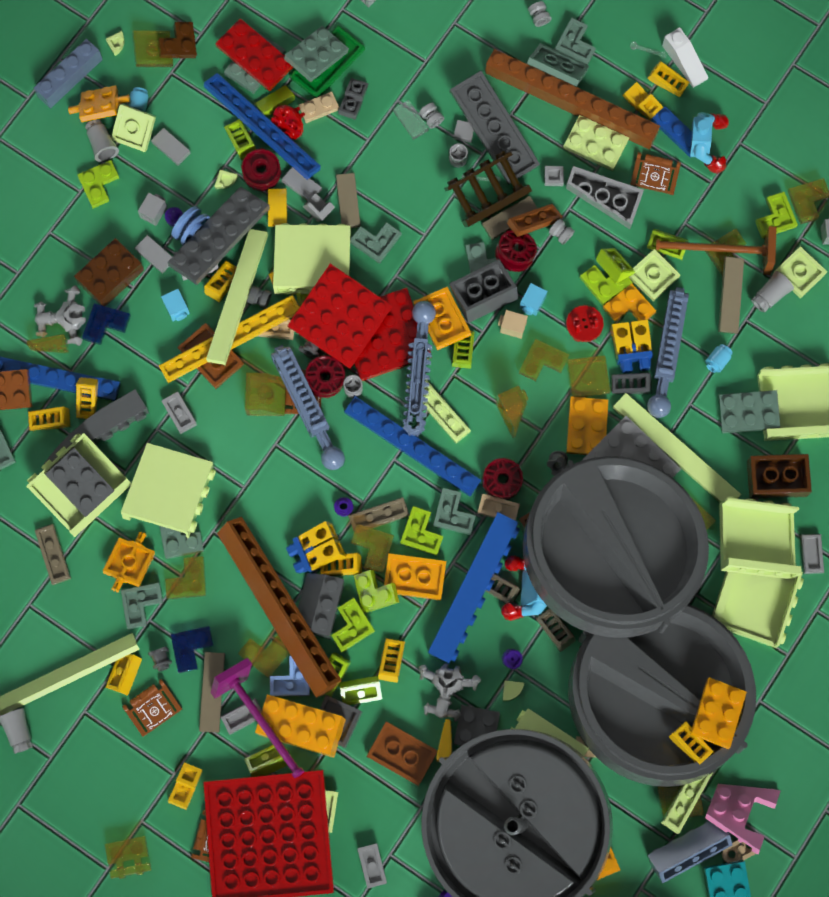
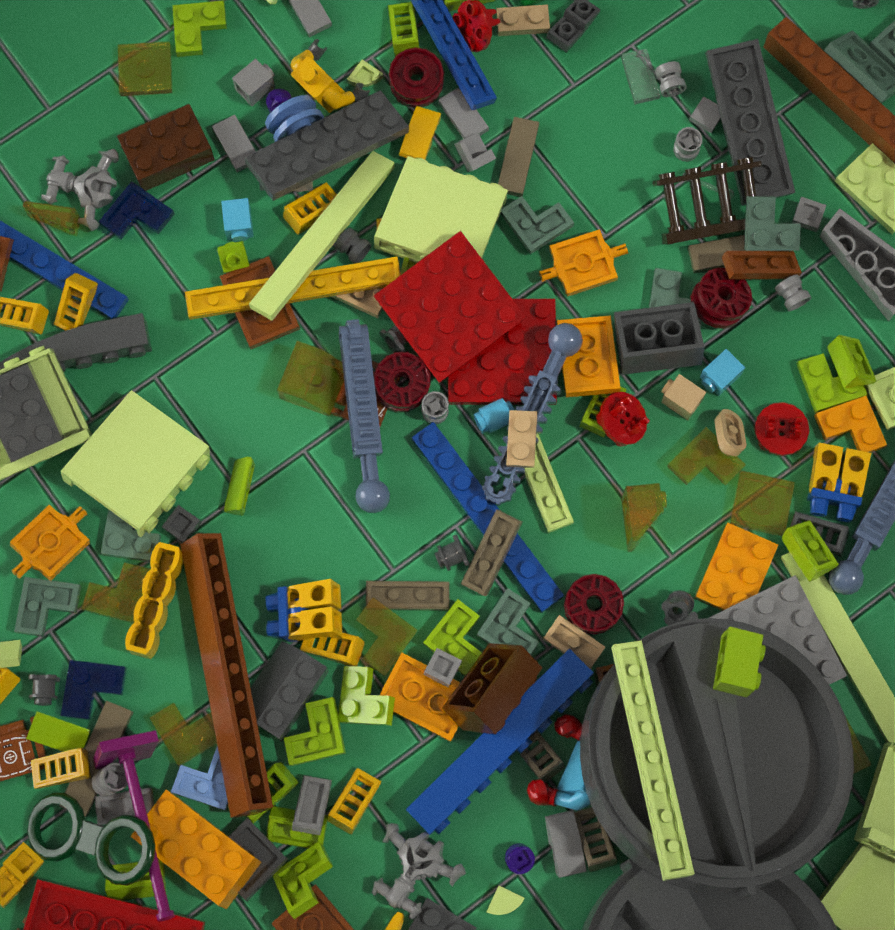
camera: 20 degrees right, 0 degrees up
(73, 224) = (145, 68): none -> clear yellow tile
(179, 412) = (190, 364): light grey plate -> none
(181, 331) = (233, 256): none -> lime bracket
(181, 684) = (57, 733): none -> lime slope
(187, 700) = (82, 768): none -> yellow slope
(197, 195) = (319, 83): none -> yellow torso
(212, 520) = (181, 524): none -> dark grey plate
(214, 570) = (151, 608): none -> yellow brick
(227, 701) = (115, 777): none -> light grey wheel
(229, 742) = (91, 838): none -> dark green bar
(241, 482) = (239, 486): none -> lime slope
(343, 513) = (364, 575): dark purple plate -> none
(365, 671) = (311, 805): none -> light grey tile
(371, 720) = (295, 878): none -> lime plate
(394, 378) = (493, 416): none -> medium azure brick
(398, 478) = (451, 554): none -> dark grey brick
(417, 257) = (583, 262): none -> light orange plate
(418, 387) = (521, 439): none -> tan plate
(419, 553) = (442, 667): none -> light grey plate
(424, 468) = (491, 552): none -> dark tan tile
(456, 555) = (492, 688): none -> reddish brown brick
(487, 353) = (614, 410): none -> red plate
(528, 197) = (763, 232): none -> sand green plate
(538, 638) = (565, 844): none -> light grey slope
(552, 337) = (730, 432): none -> tan plate
(576, 561) = (652, 761): none -> yellowish green tile
(609, 481) = (739, 662): none -> lime brick
(629, 396) = (809, 550): none -> lime slope

